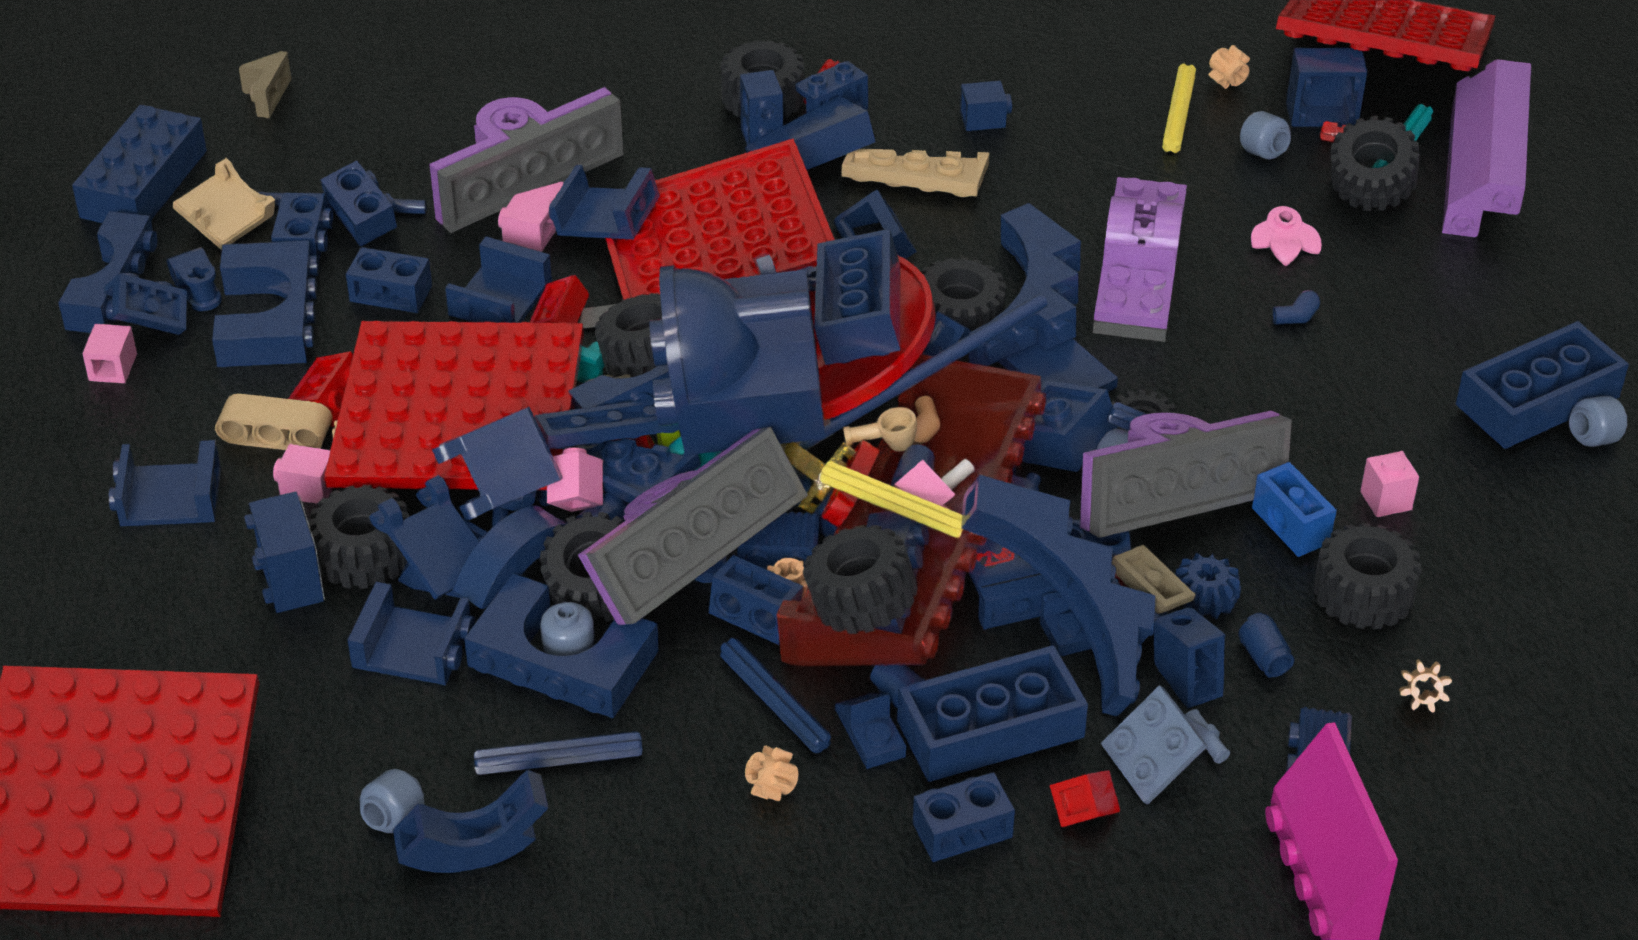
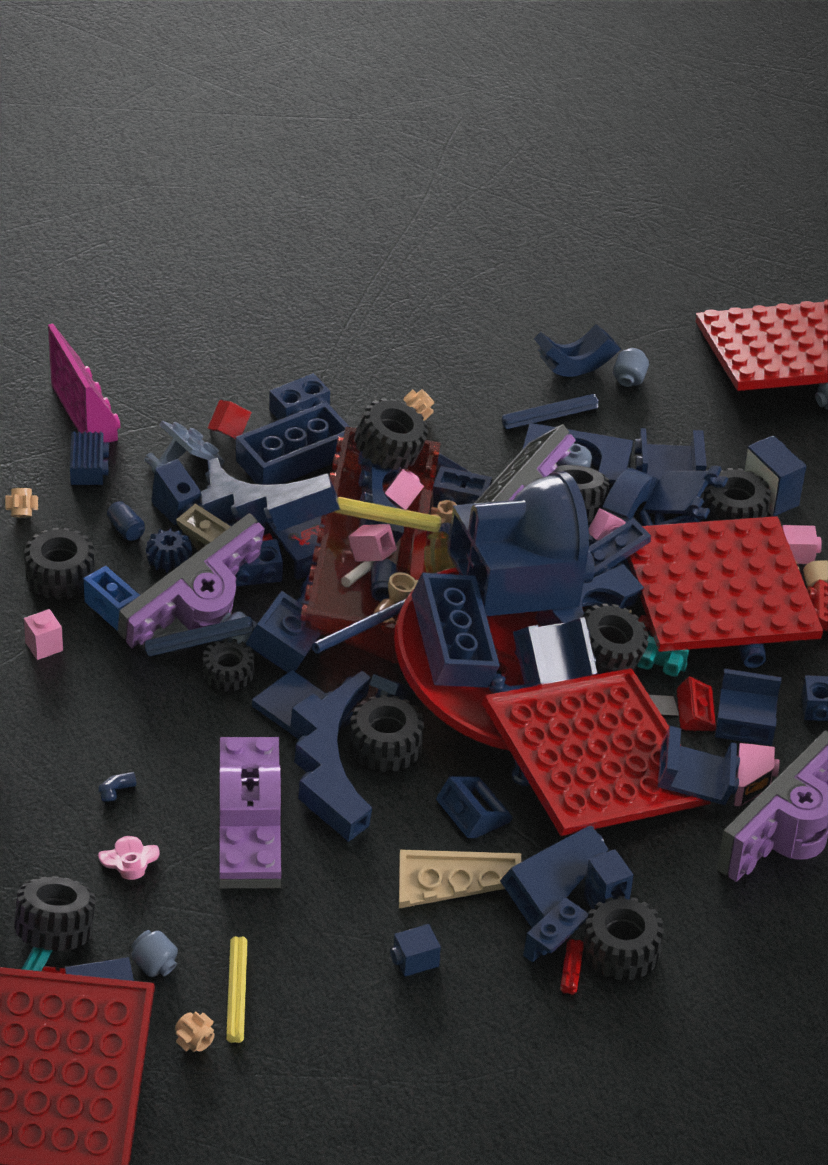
camera: 165 degrees right, 0 degrees up
(504, 460) = (659, 513): dark blue flag -> none

